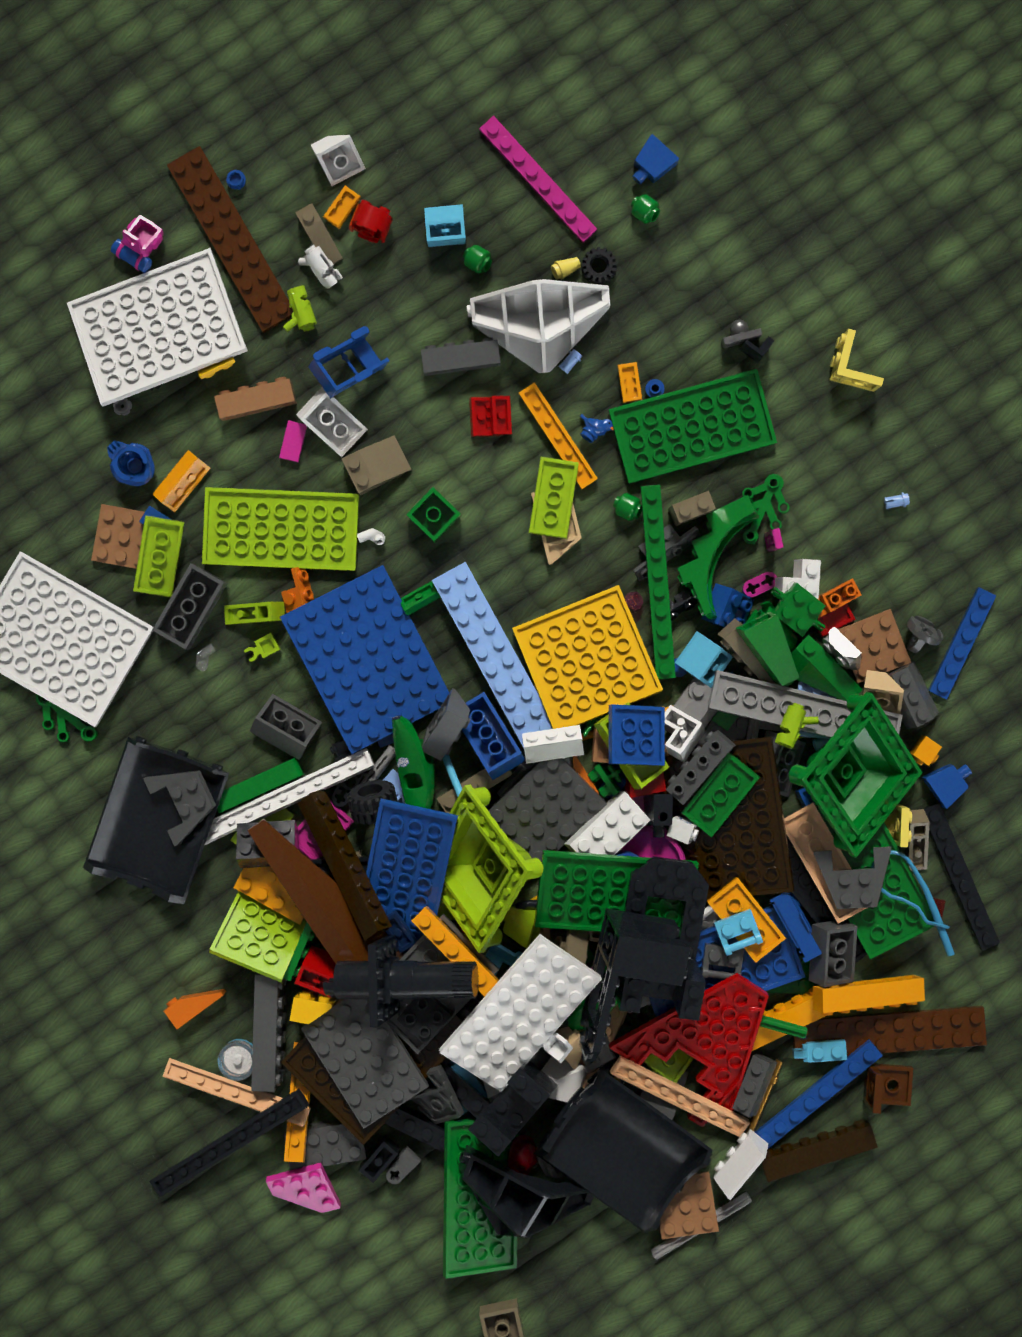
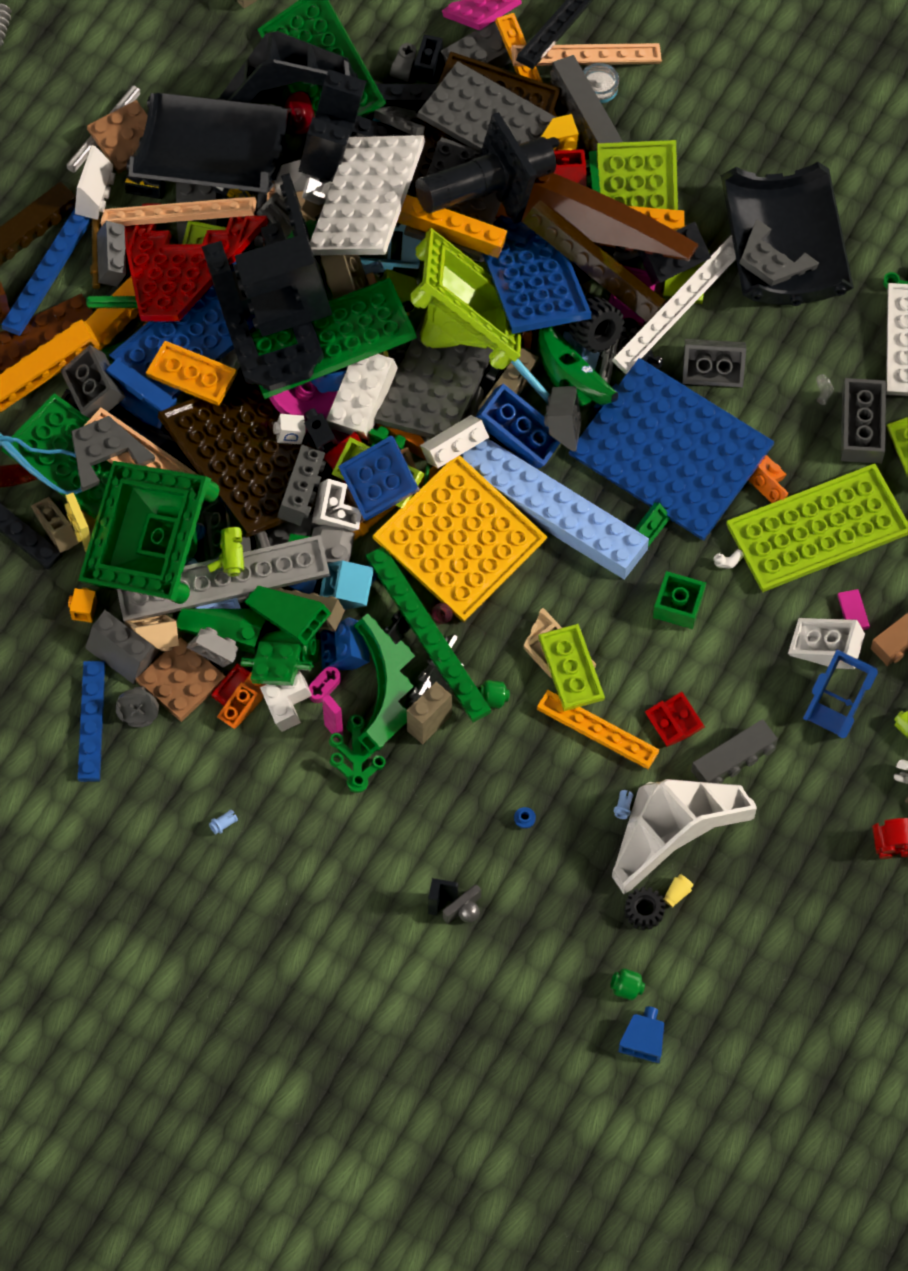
camera: 160 degrees right, 25 degrees down
(188, 1006) = (666, 107): orange slope -> none
(253, 612) = (798, 444): lime slope -> none
(259, 784) = (710, 305): green beam -> none
(265, 646) = (774, 421): lime plate -> none
(376, 464) = (761, 622): dark tan slope -> none
(445, 225) = (821, 872): medium azure slope -> none
(477, 259) = (770, 856): green head -> none
(538, 179) = (753, 966): dark pink plate -> none
(595, 428) = (565, 752): blue animal -> none
(629, 382) = (553, 811): light orange plate -> none
(692, 426) = (467, 799): green plate -> none
(715, 955) = (197, 335): dark grey plate -> none
(720, 794) = (269, 468): green plate -> none
(735, 926) = (199, 360): medium azure plate -> none
(821, 1051) = (61, 306): medium azure hinge -> none
(846, 376) = (332, 911): light yellow bracket -> none
(947, 783) = (47, 585): blue torso -> none

